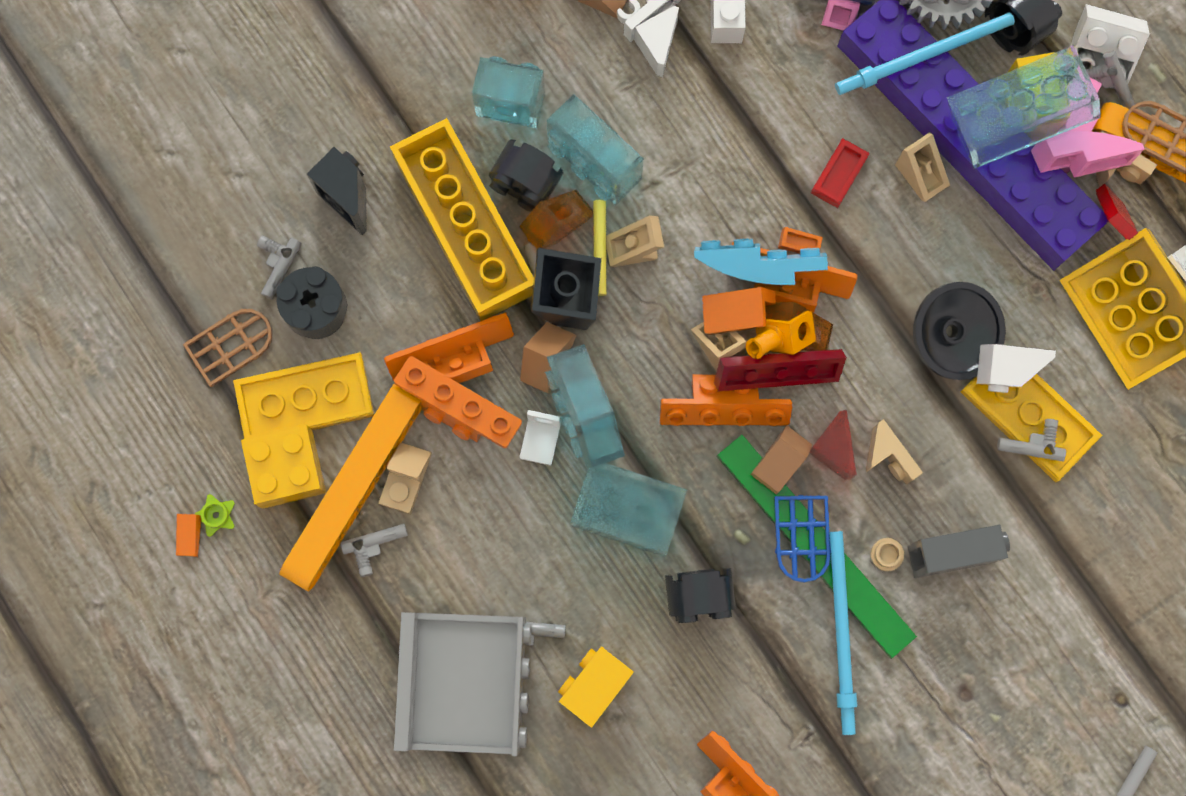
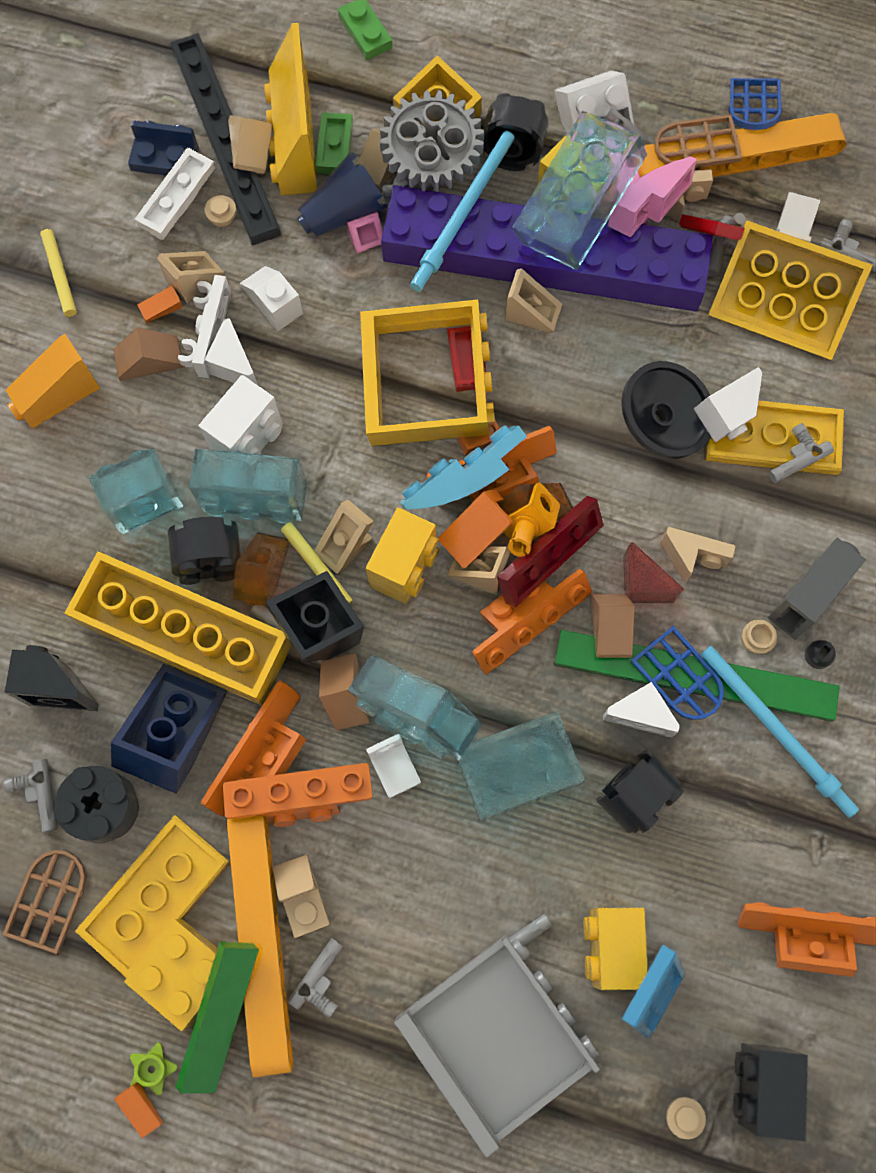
camera: 35 degrees left, 5 degrees down
(285, 513) = (217, 1017): none -> green tile
(401, 286) = (167, 728): none -> dark blue slope
(593, 734) = (655, 993): none -> dark azure tile
(626, 97) = (242, 420): none -> white brick
(665, 290) = (402, 556): none -> yellow brick
(753, 539) = (644, 711): none -> white slope
(821, 111) = (414, 319): none -> yellow window
(923, 611) = (814, 648): none -> black hinge
(1139, 220) = (720, 244): none -> light grey hose

